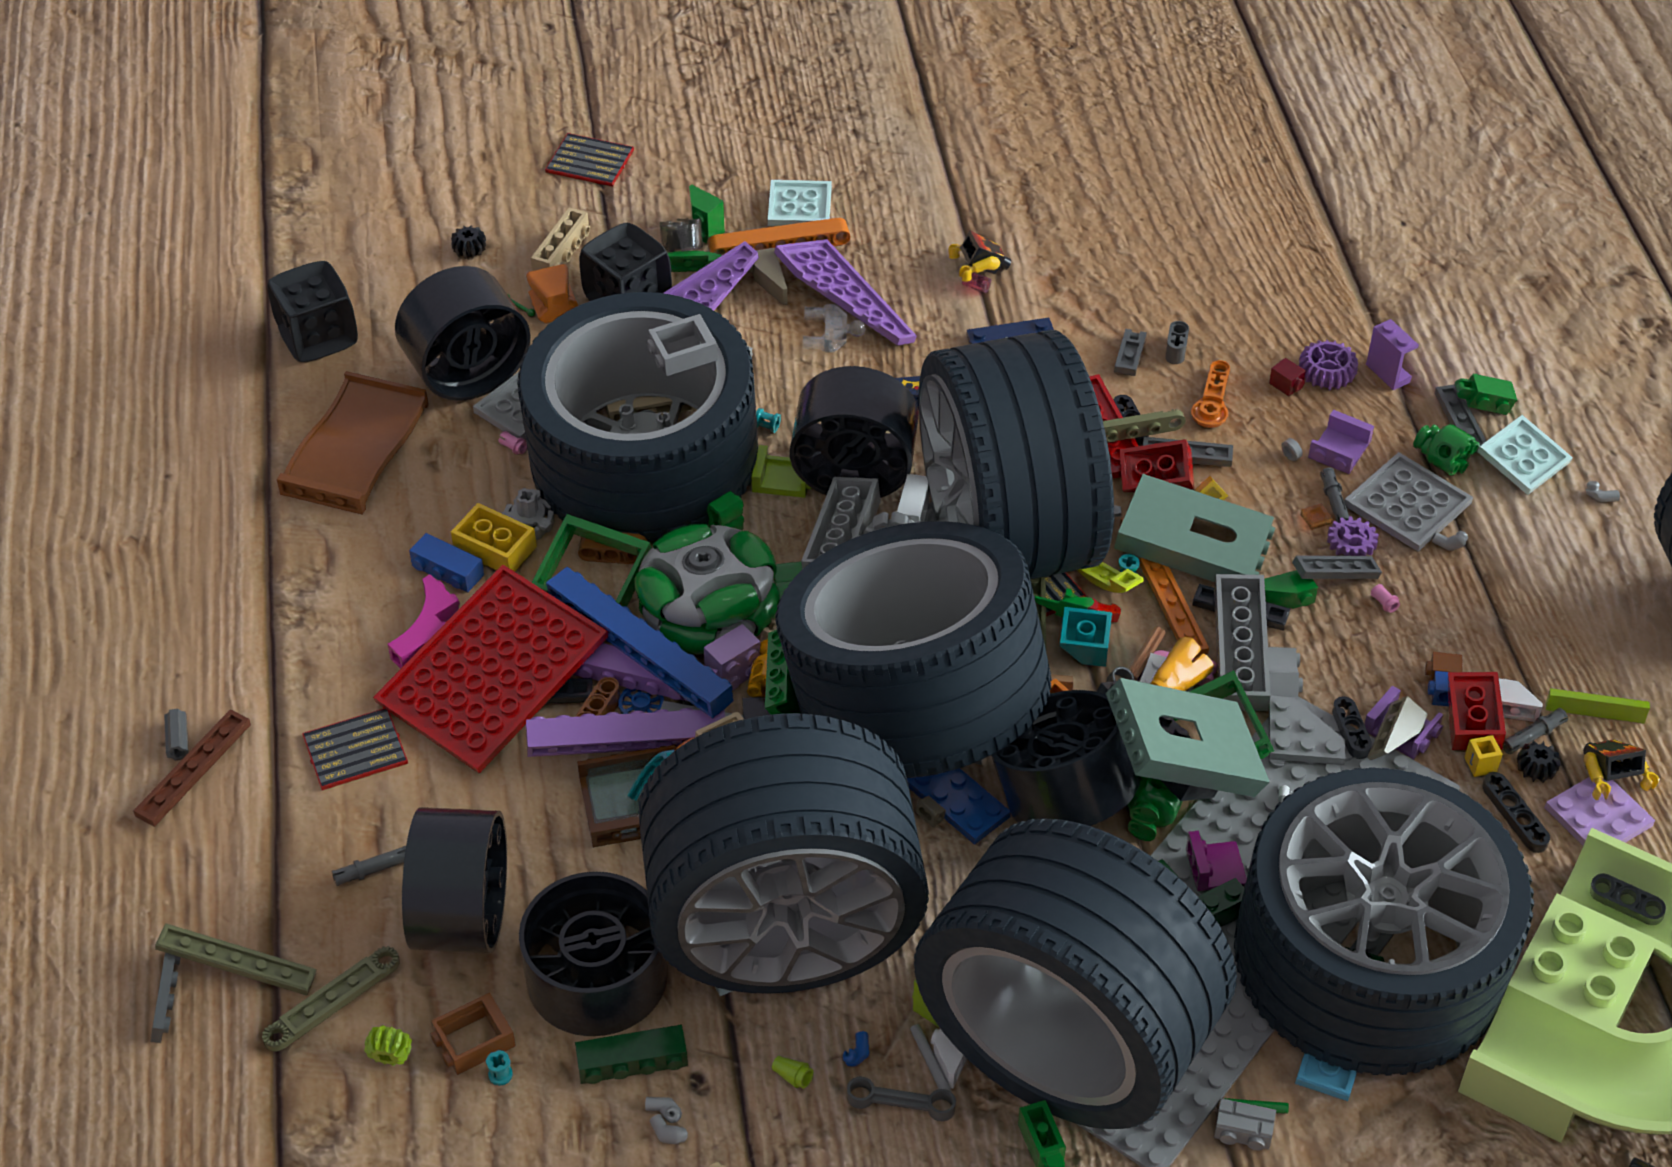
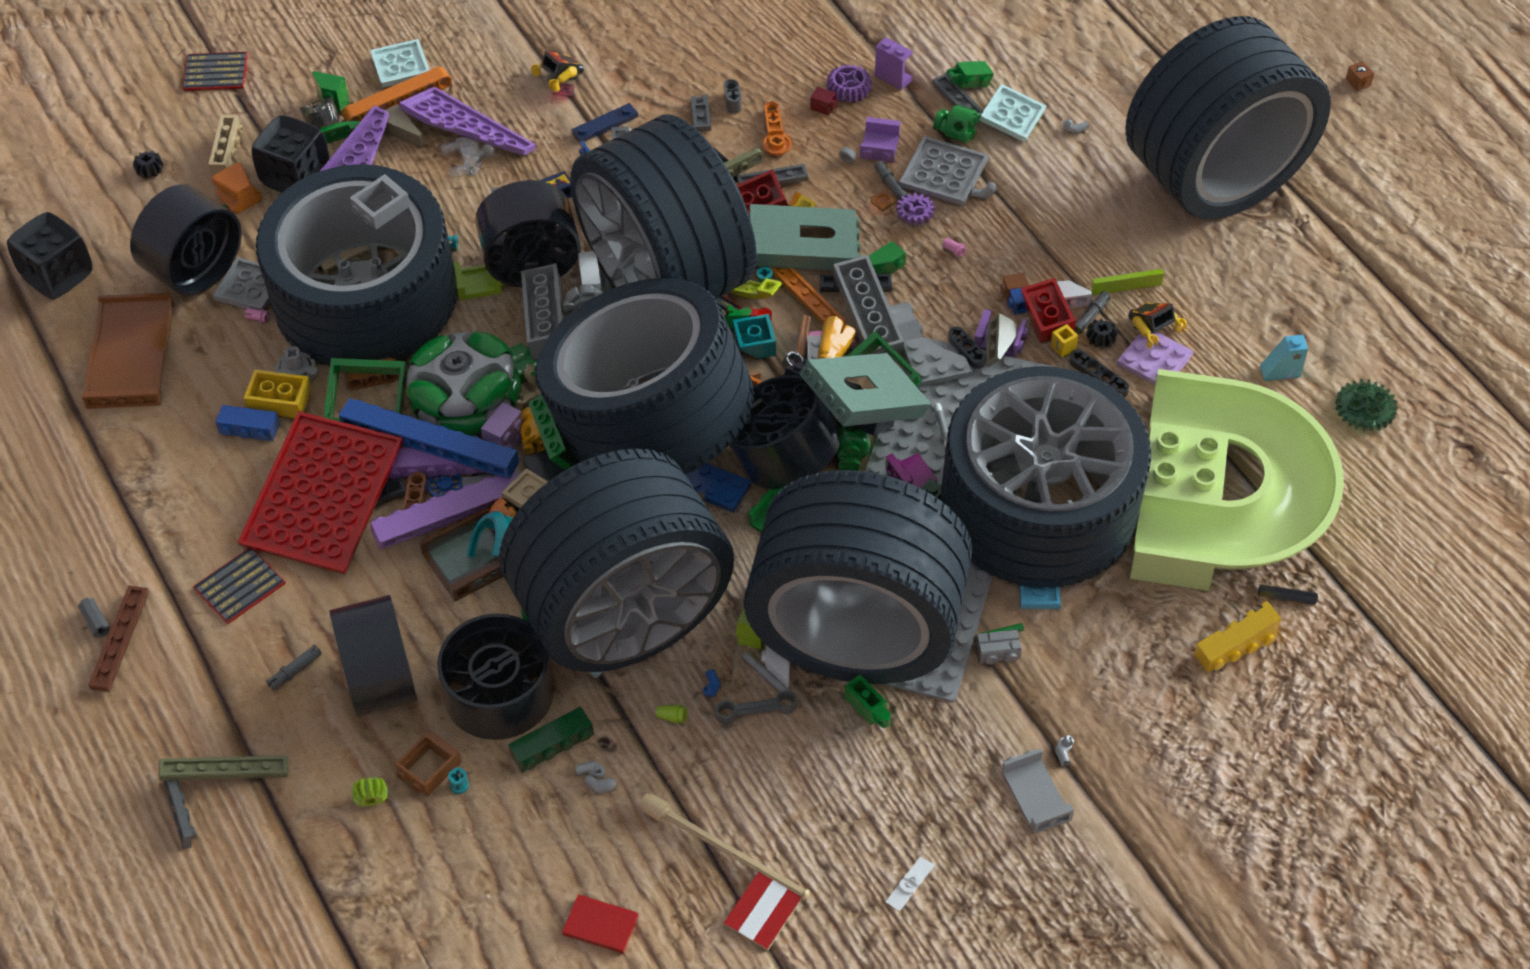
camera: 20 degrees left, 5 degrees up
(330, 998) = (308, 773): olive plate -> none
(437, 610) = (259, 460): dark pink arch -> none
(727, 511) = (451, 321): green brick -> none
(1337, 567) = (913, 234): dark grey plate -> none
(1635, 910) = (1188, 415): black beam -> none

